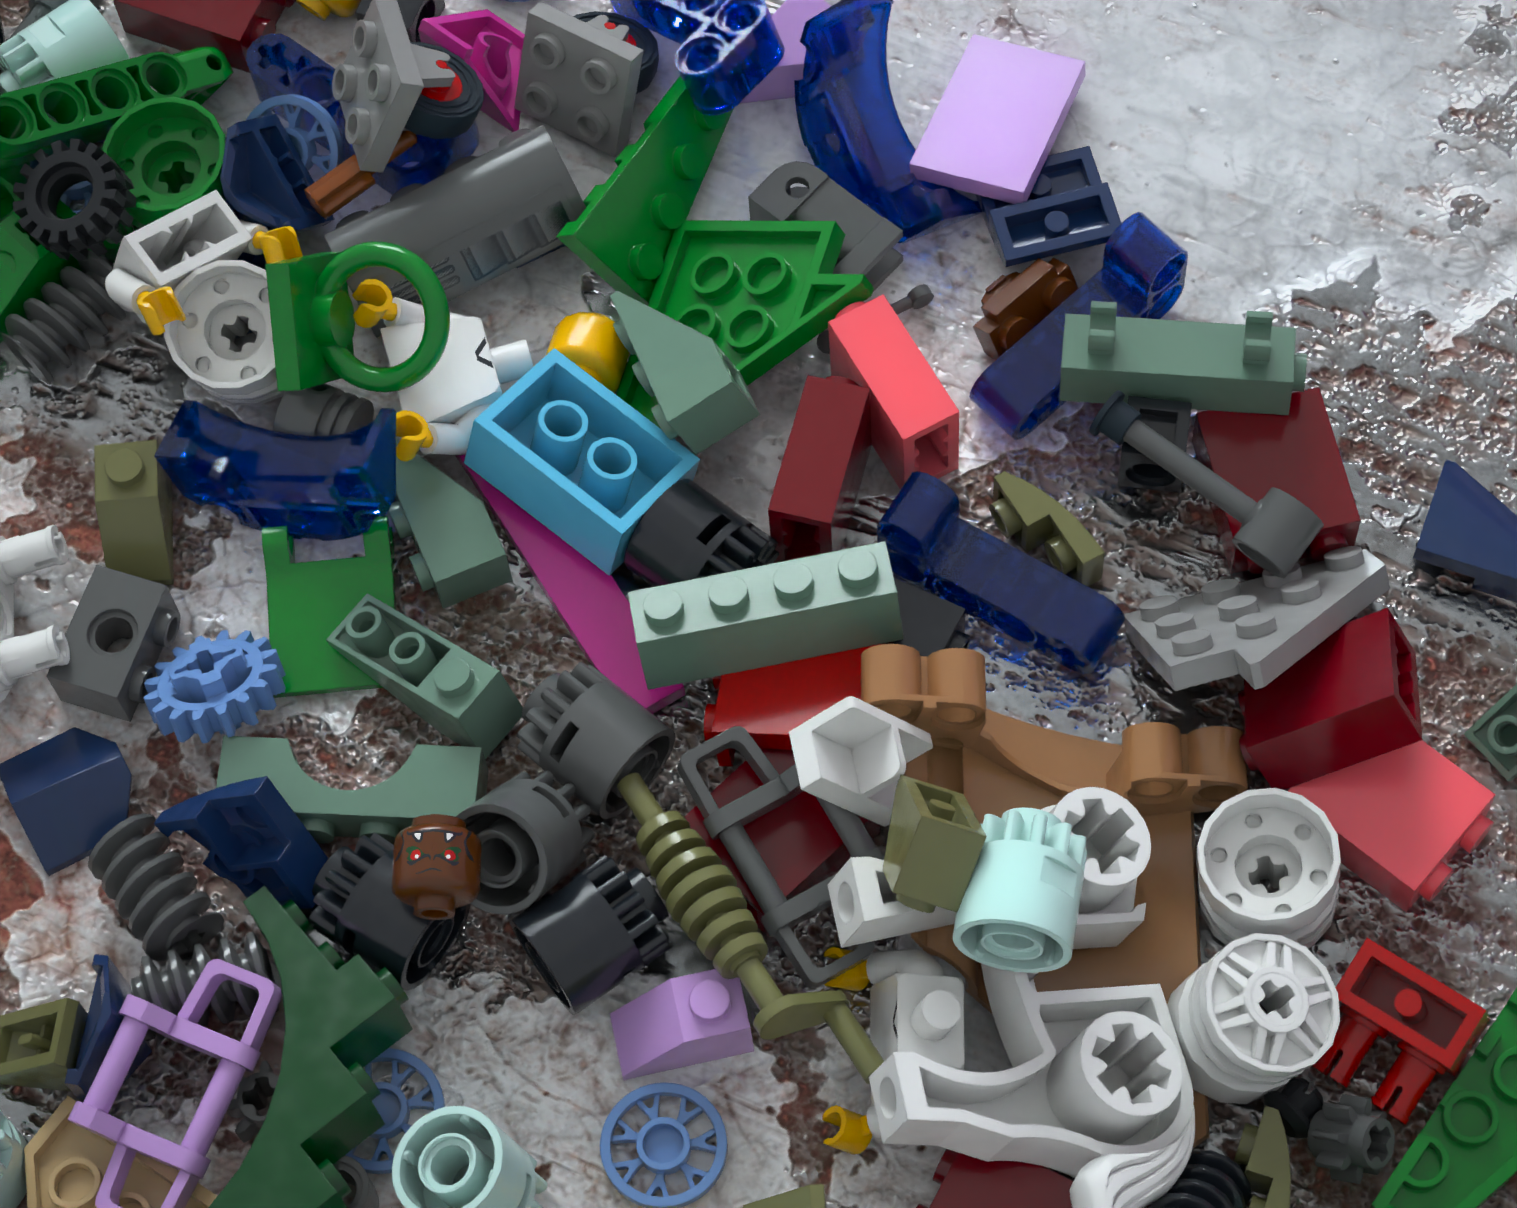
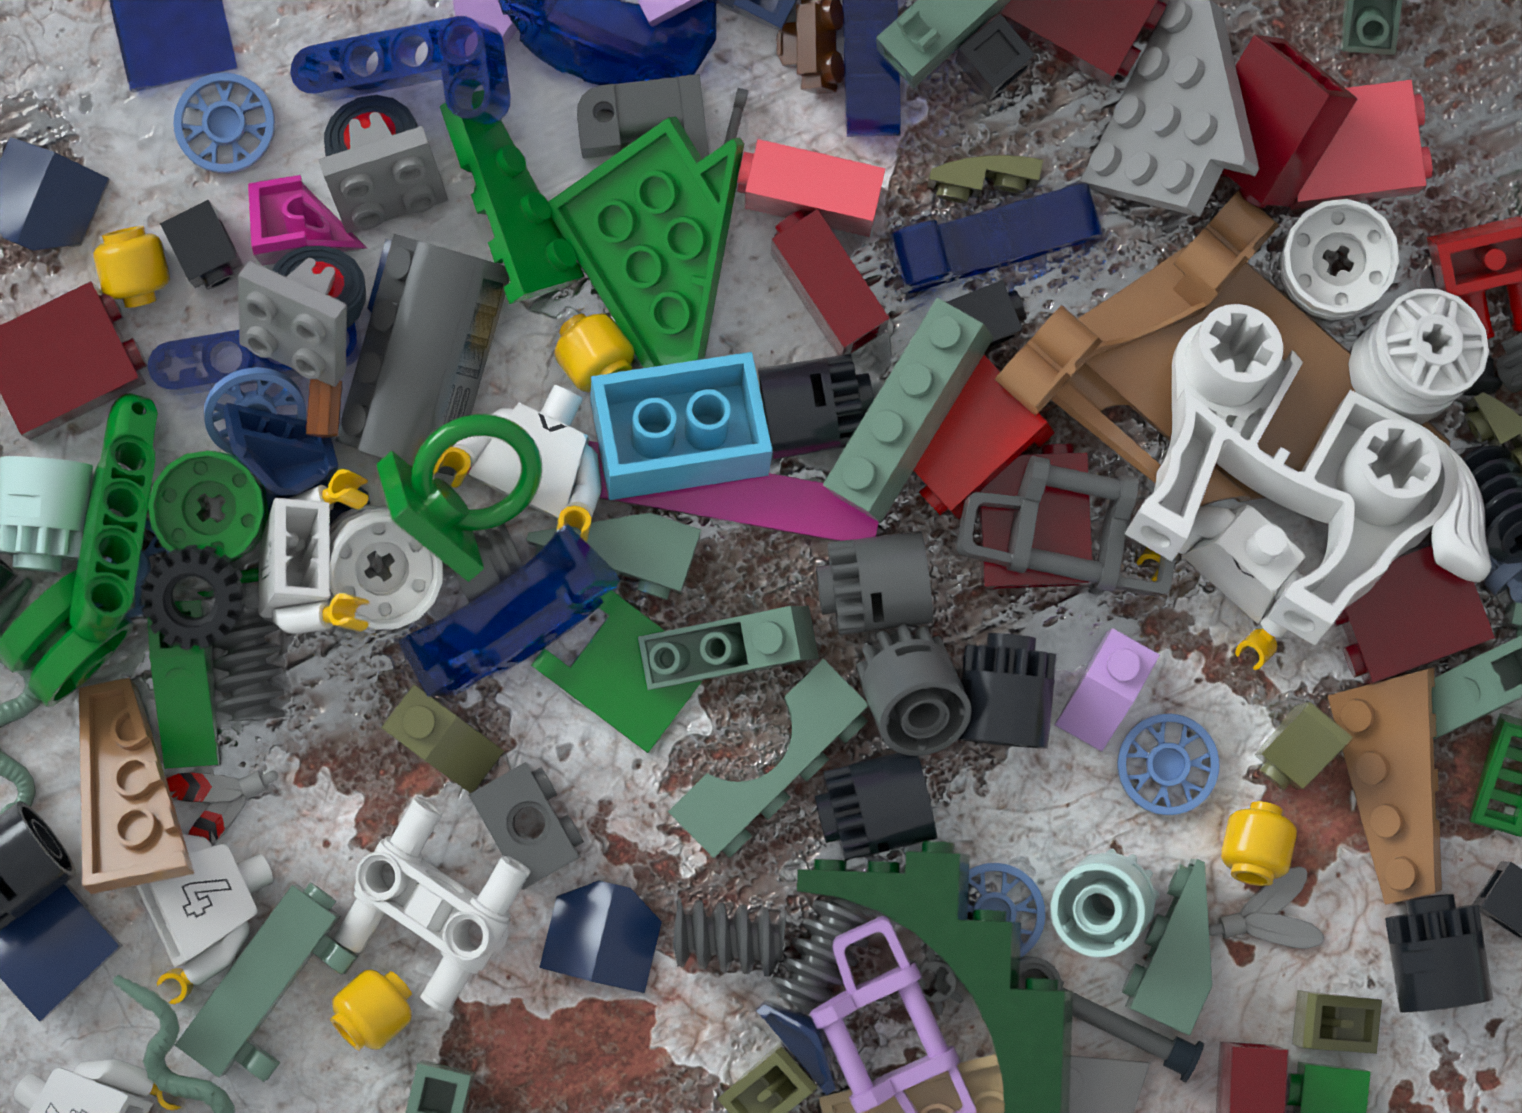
camera: 60 degrees left, 20 degrees up
(214, 686) = (621, 787): medium blue gear -> none
(251, 839) = (758, 851): dark blue slope -> none
(436, 866) = (907, 760): reddish brown head -> none
(692, 378) = (698, 310): sand green slope -> none
(715, 915) = (1096, 619): olive piece -> none
(856, 756) = (1066, 447): white panel -> none
(931, 846) = (1175, 455): olive slope -> none
(1023, 893) = (1250, 428): light aqua gear -> none
(1271, 531) = (1132, 49): dark grey piece -> none

